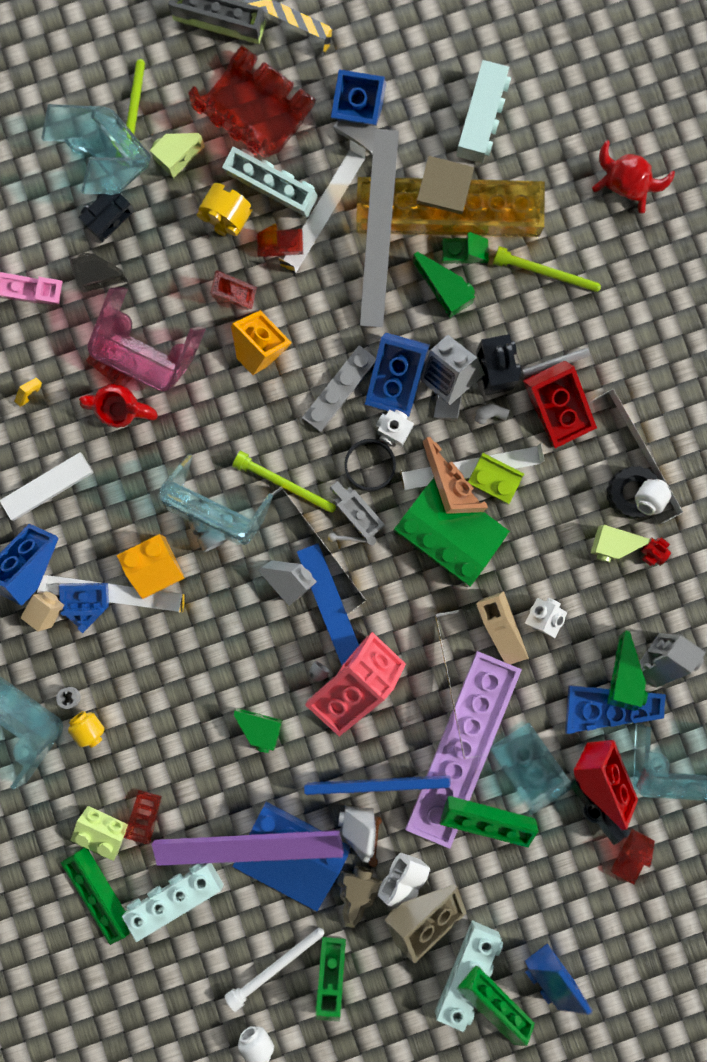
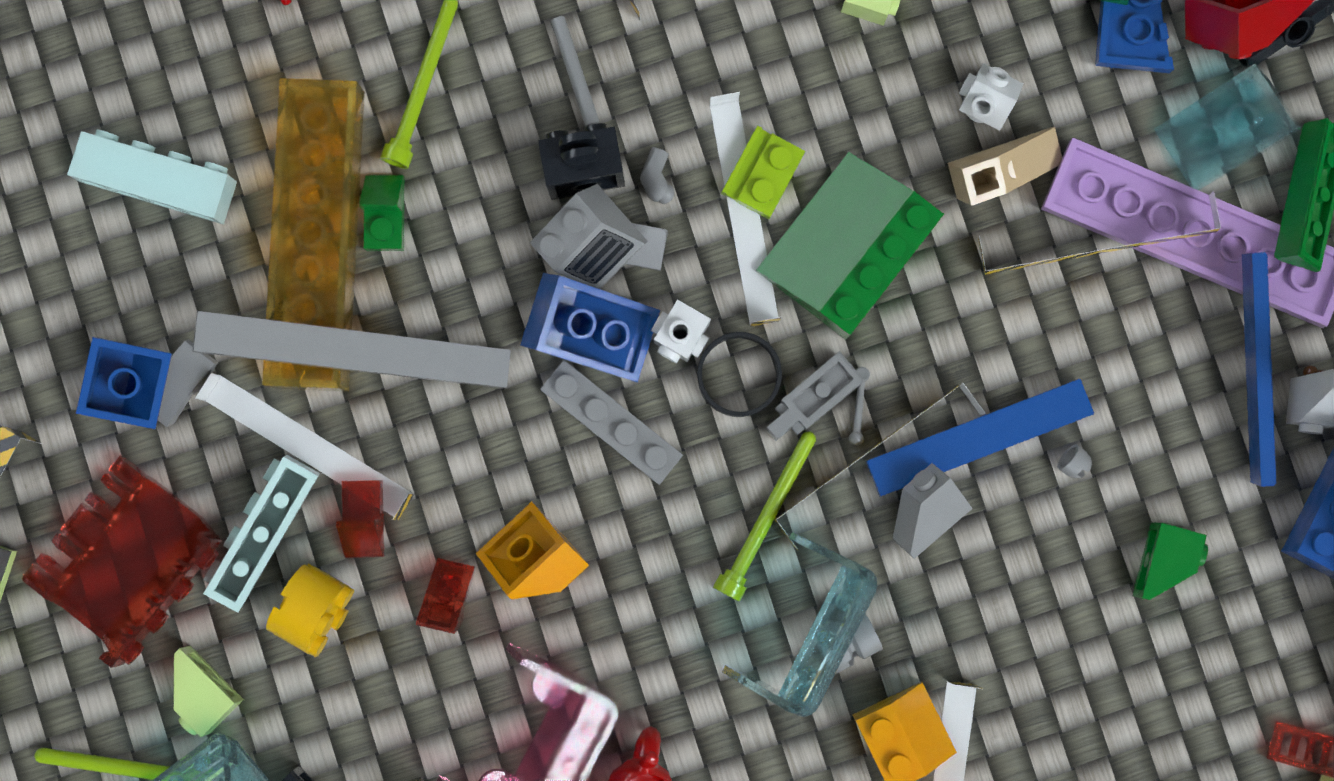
camera: 90 degrees left, 0 degrees up
(359, 685) = (1102, 391): coral bracket -> none
(445, 185) = (282, 239): dark tan tile -> none
(446, 285) = (446, 243): green slope -> none
(451, 484) = (776, 241): nougat wing -> none
(560, 403) = (642, 65): red slope -> none

